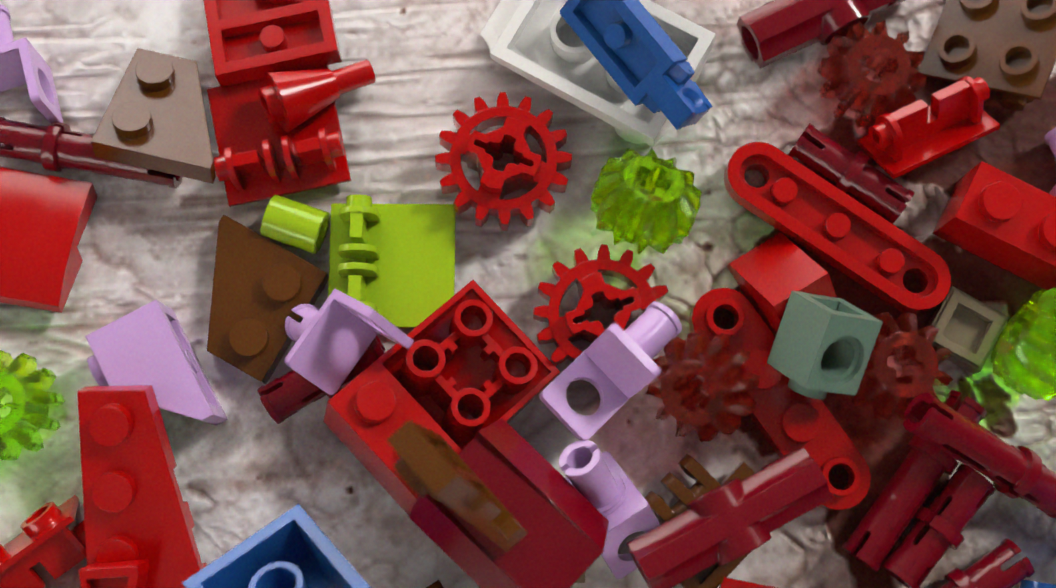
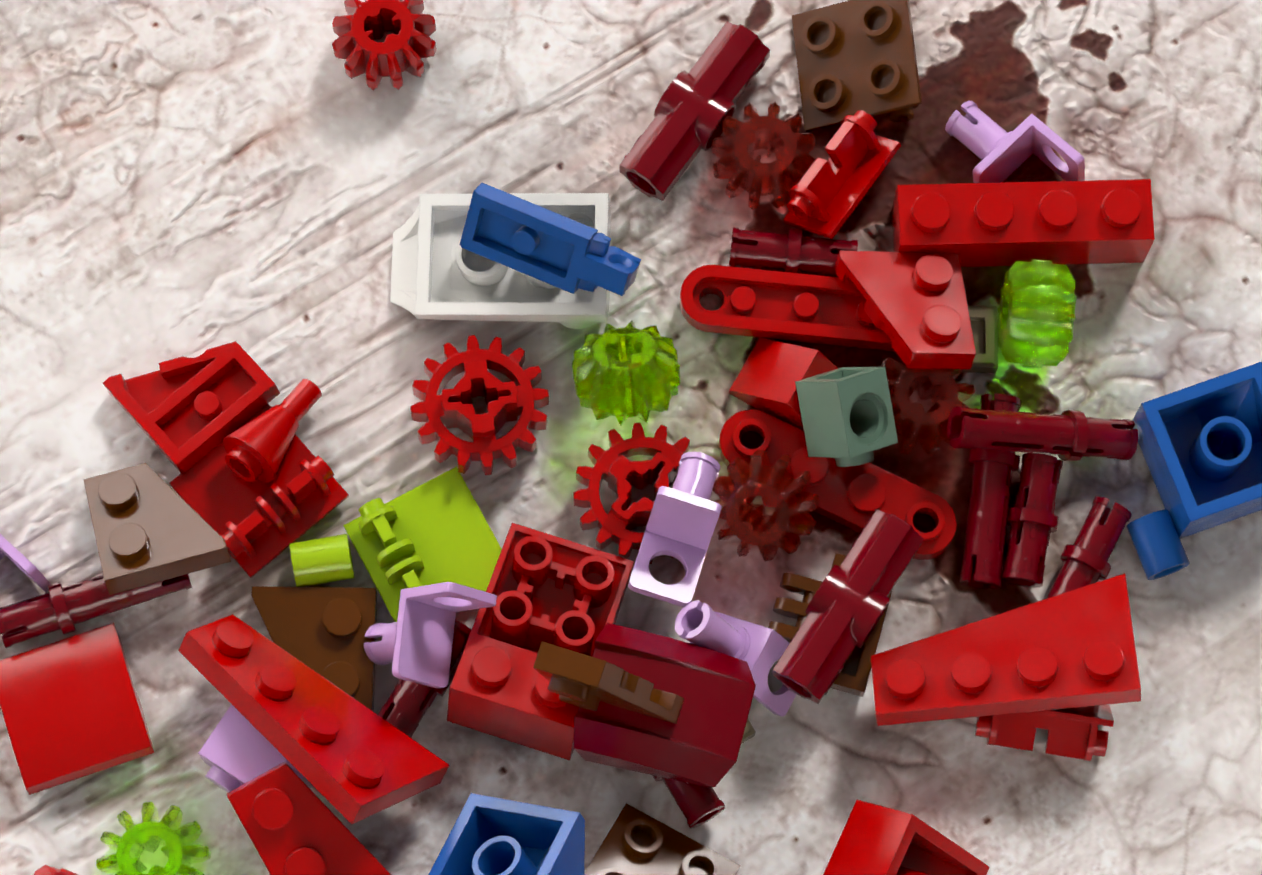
camera: 30 degrees left, 5 degrees down
(196, 376) = (320, 729): none -> red wing
(940, 278) = (916, 303): none -> wing

